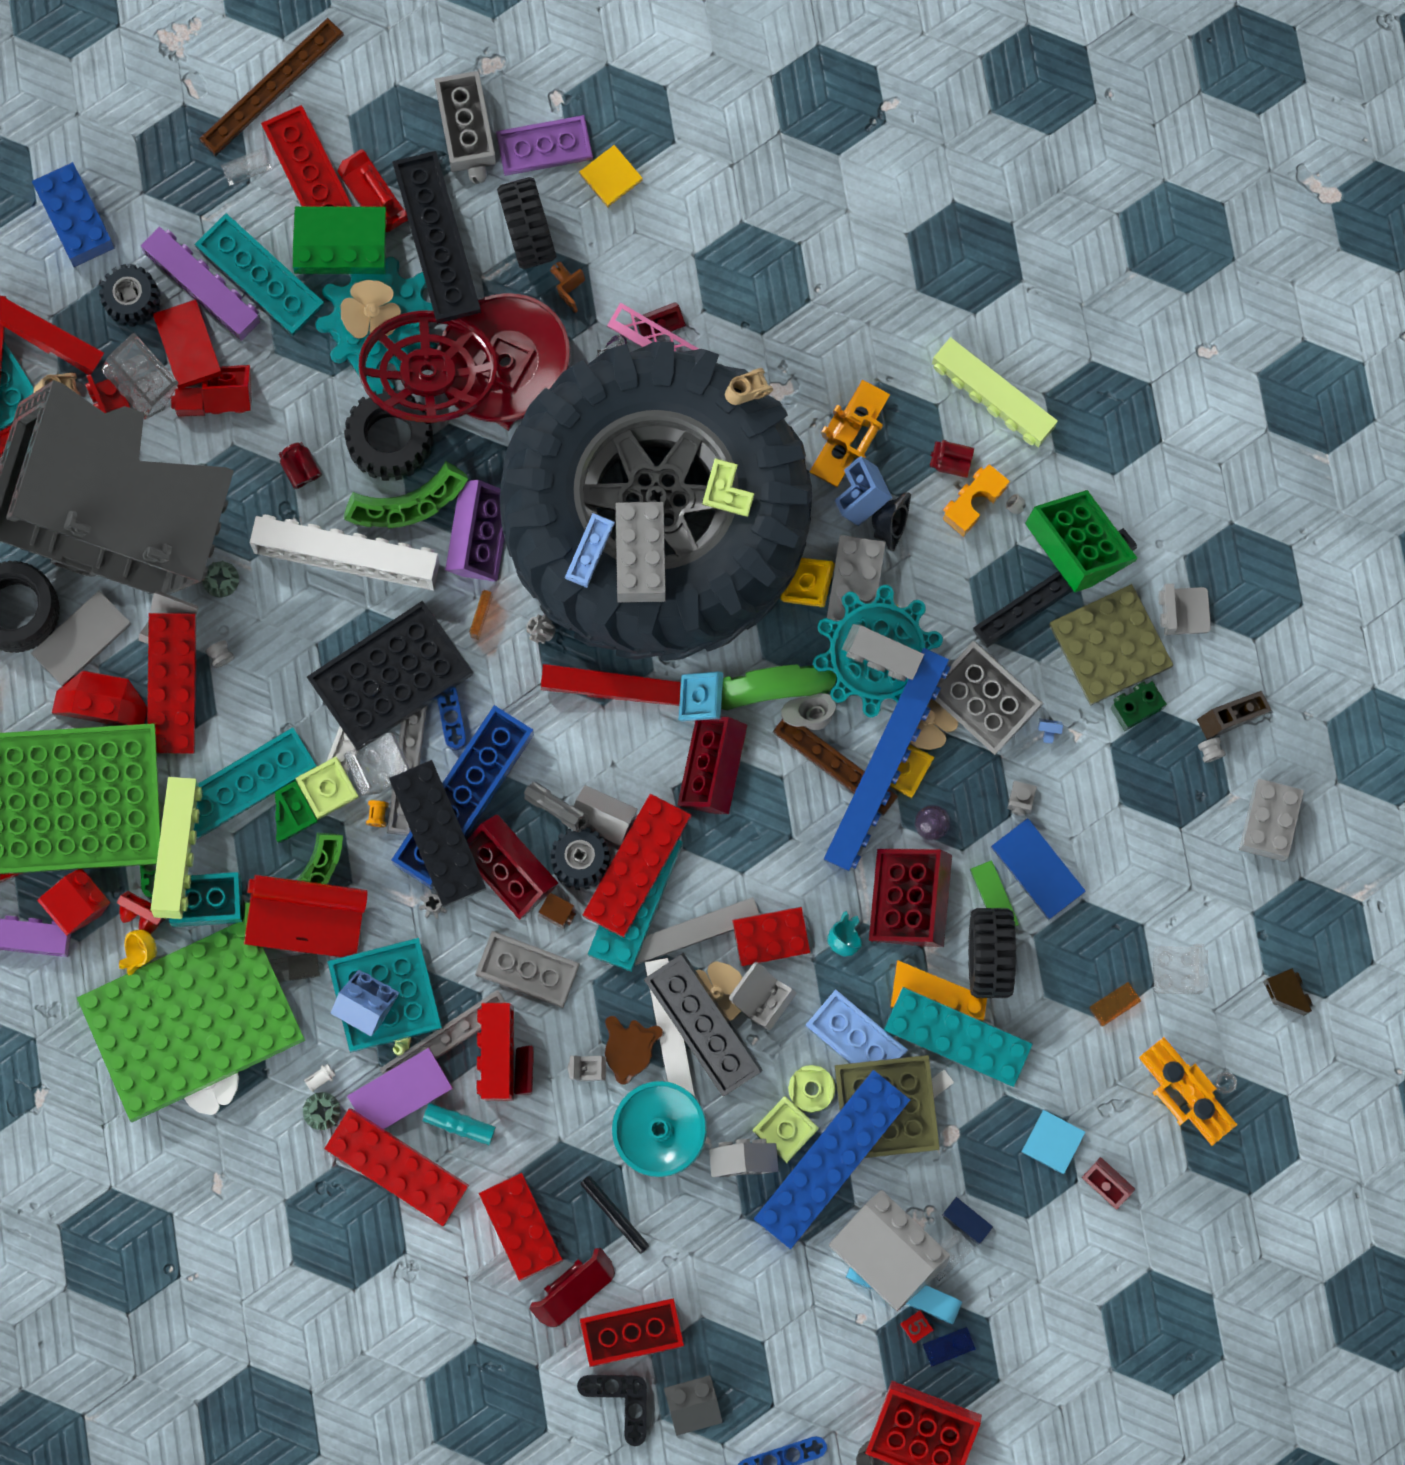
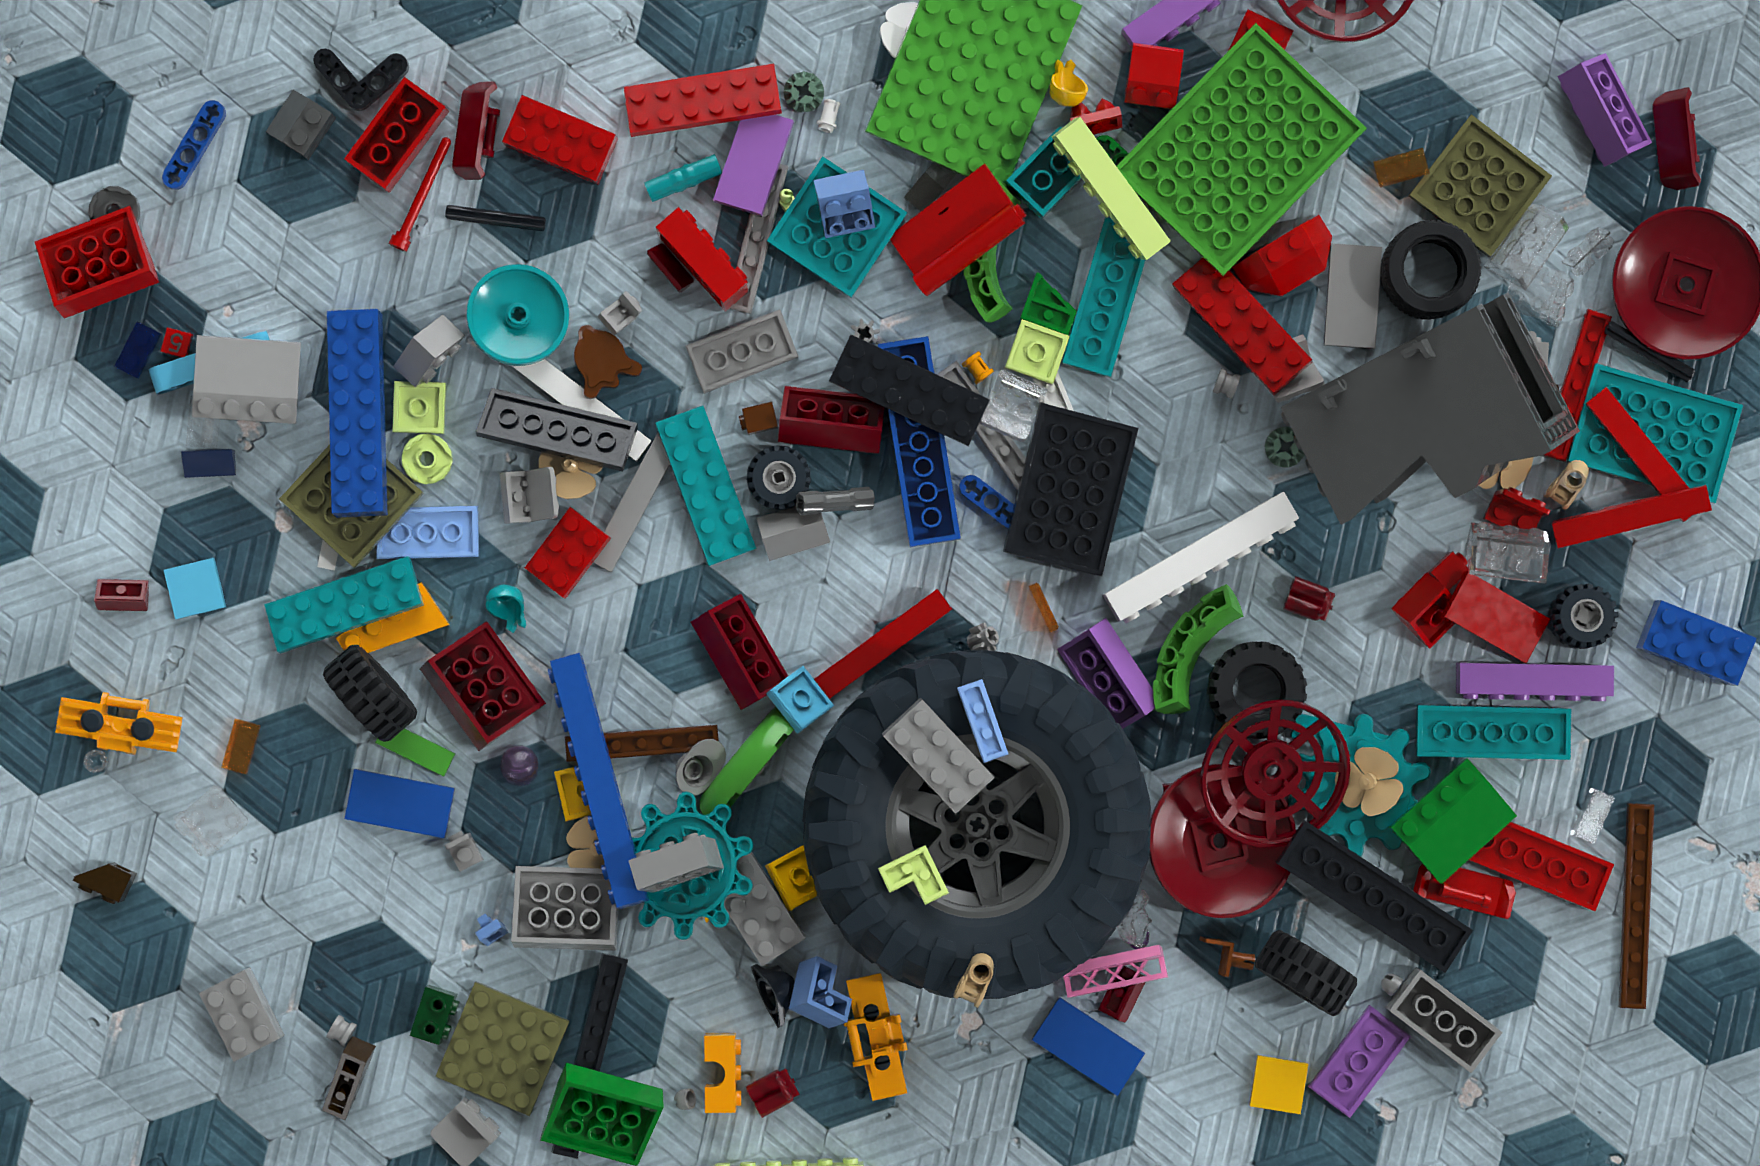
camera: 150 degrees right, 10 degrees up
(636, 865) = (726, 511): red plate -> none
(693, 1258) = (401, 238): none -> red piece
(714, 307) = (1088, 1046): none -> blue tile

